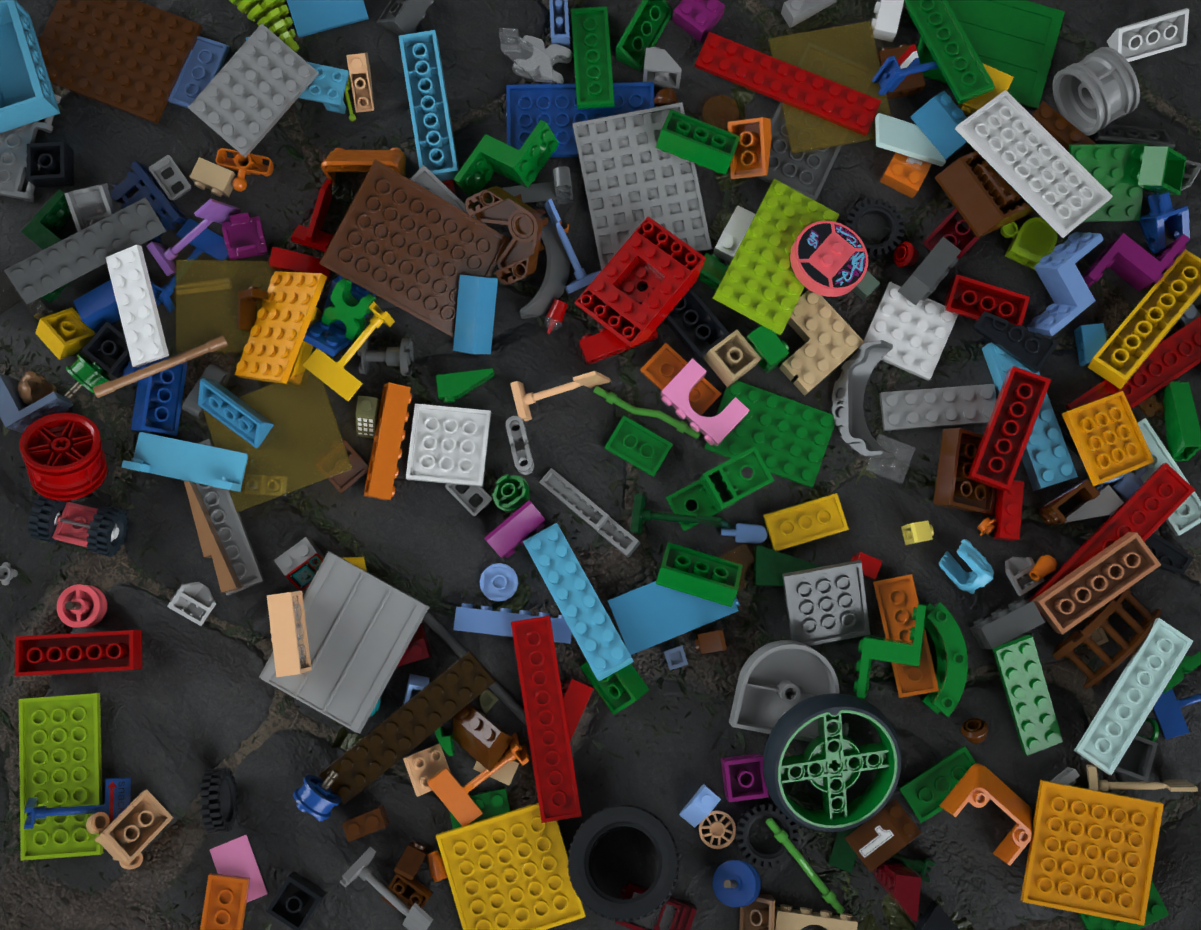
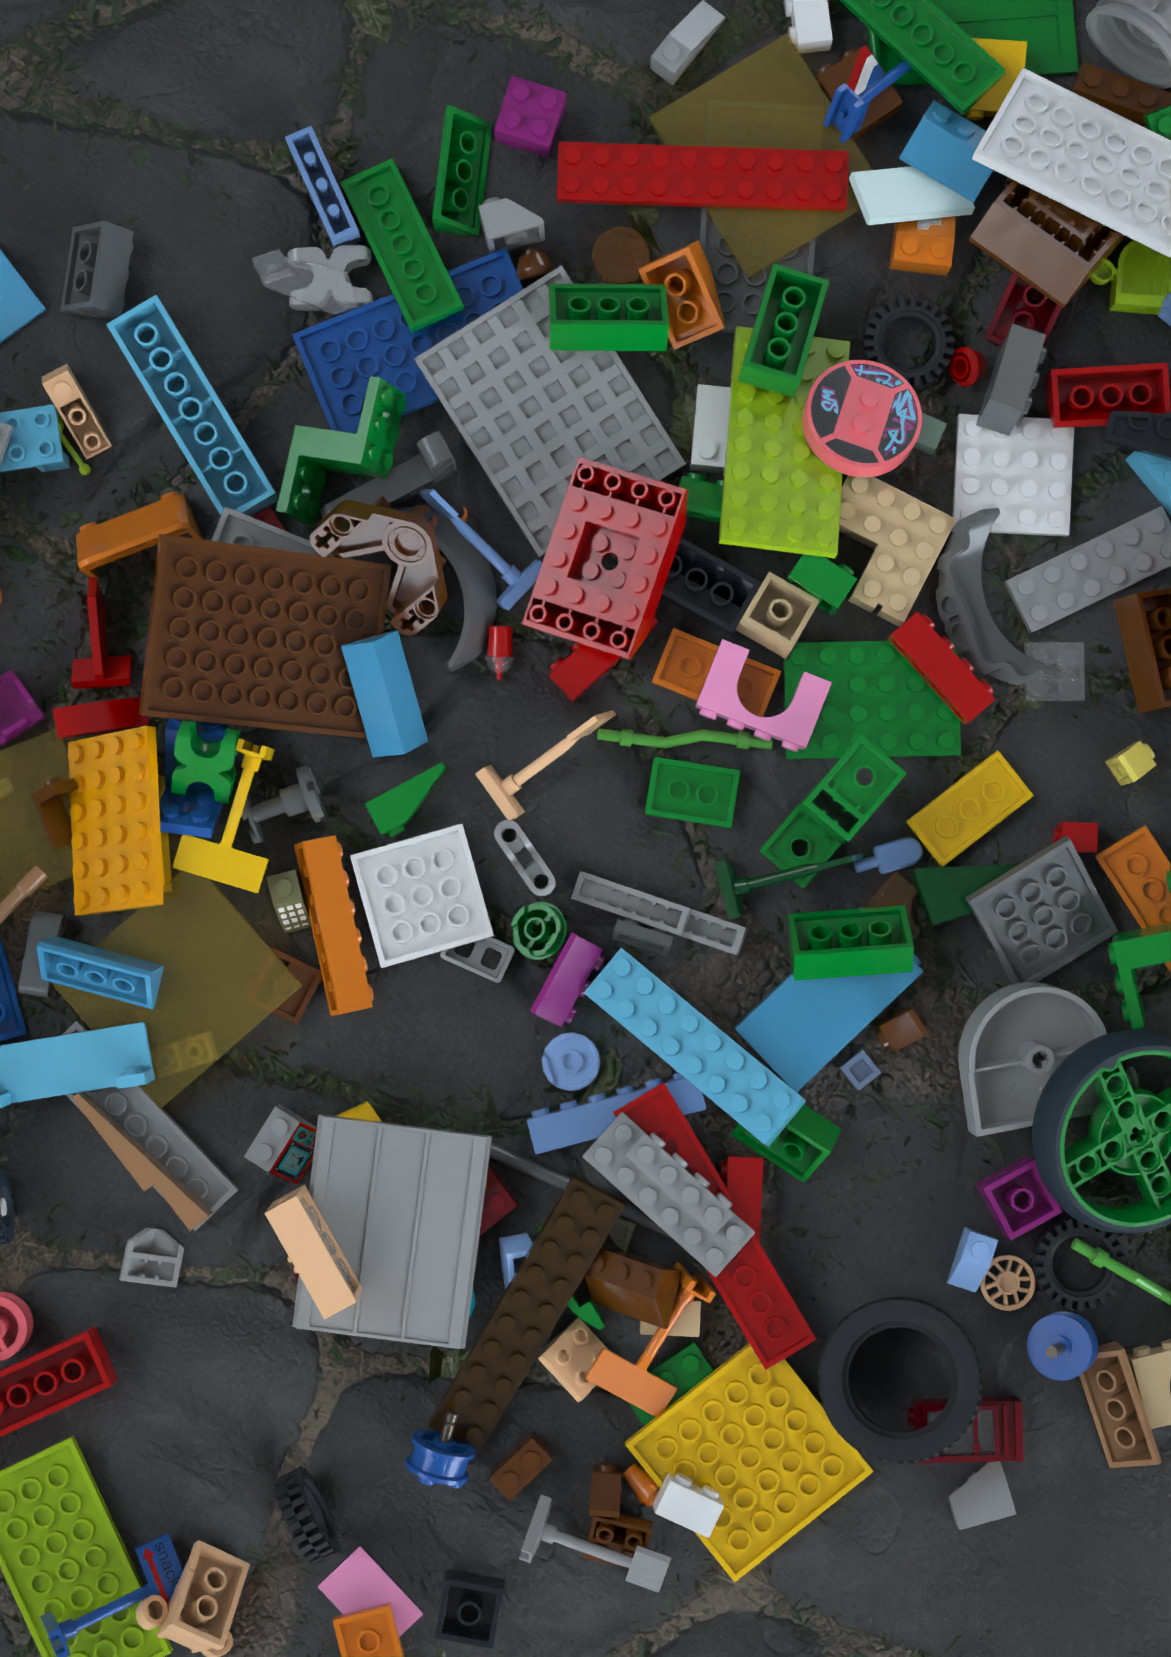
camera: 20 degrees left, 5 degrees up
(459, 890) = (688, 1504): none -> white brick
(525, 686) = (669, 1193): none -> light grey plate
(573, 523) = (651, 940): none -> dark grey plate
(801, 188) = (783, 330): none -> green brick
(821, 428) = (941, 667): none -> red brick

